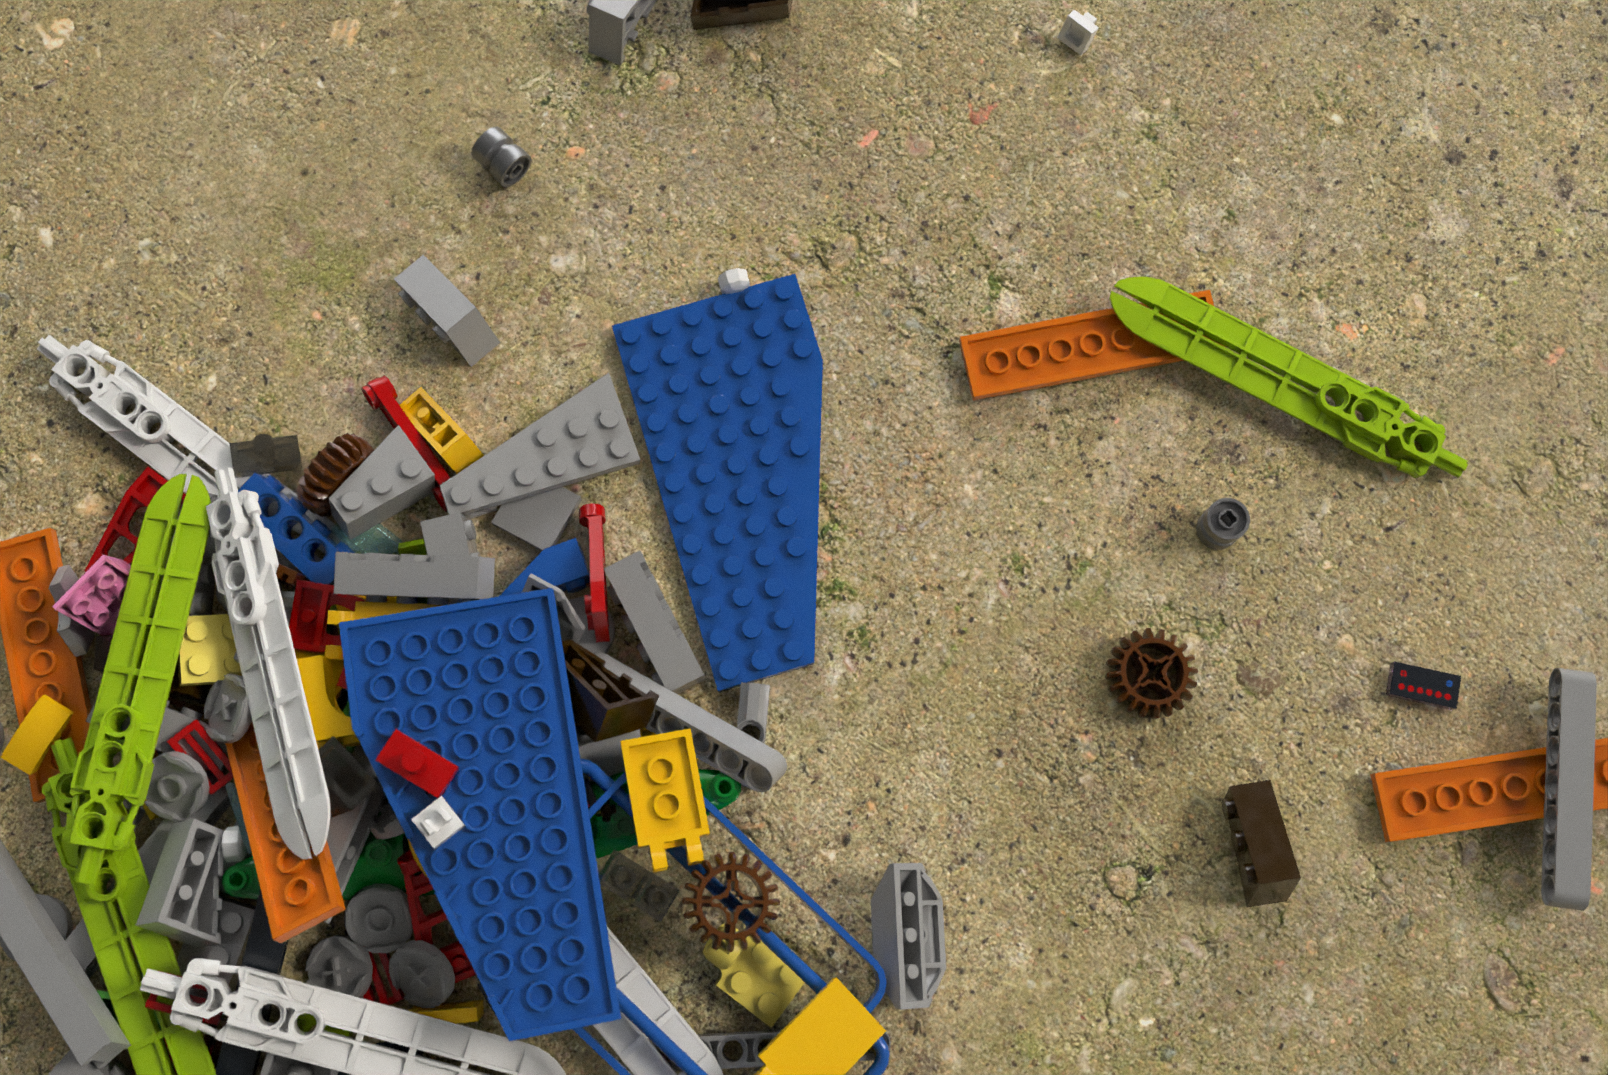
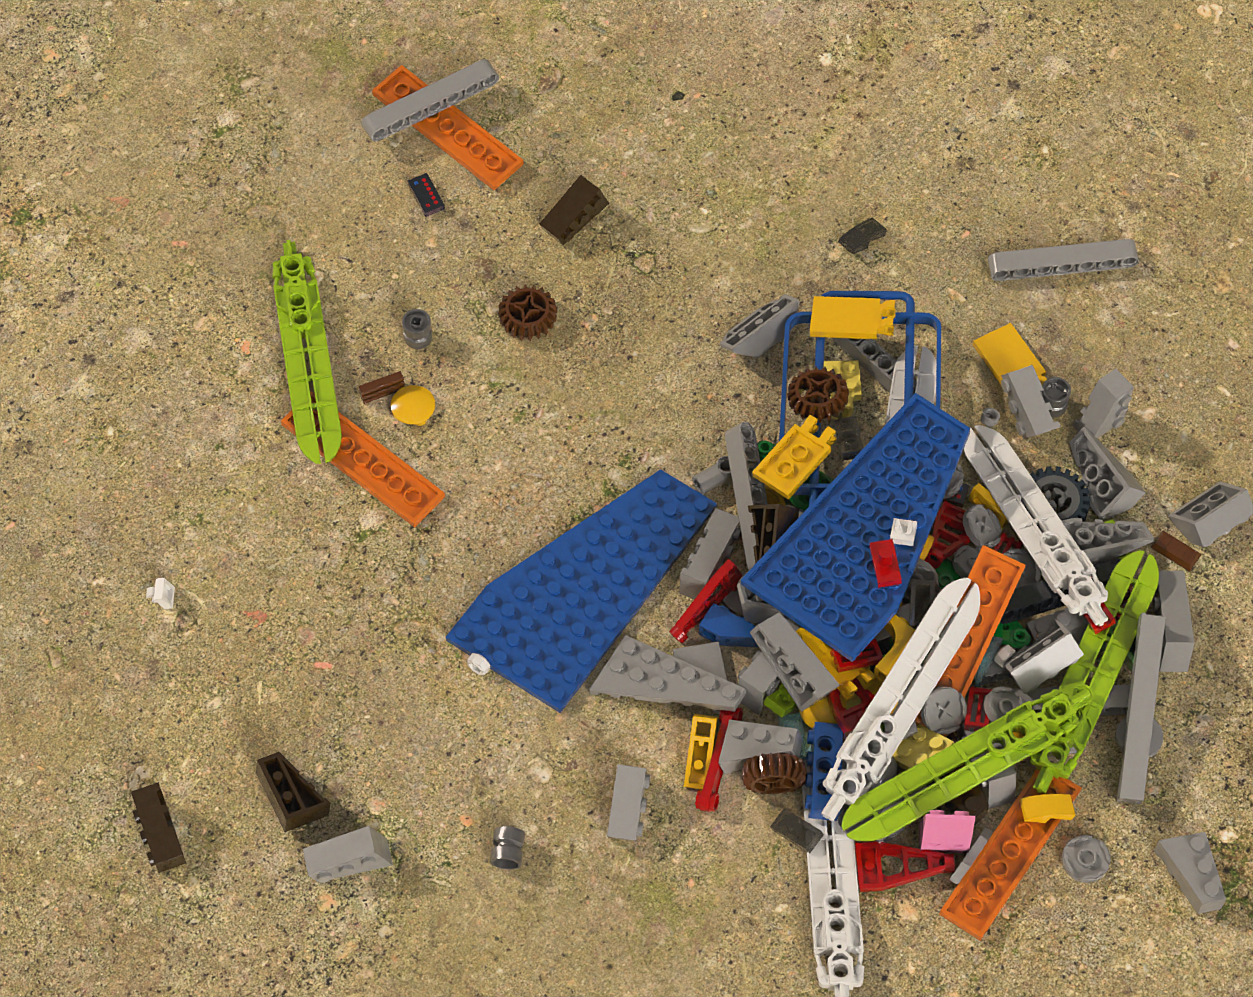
camera: 130 degrees left, 15 degrees down
(1123, 452) = (413, 405): none -> yellow dish
(1171, 430) = (381, 387): none -> reddish brown tile

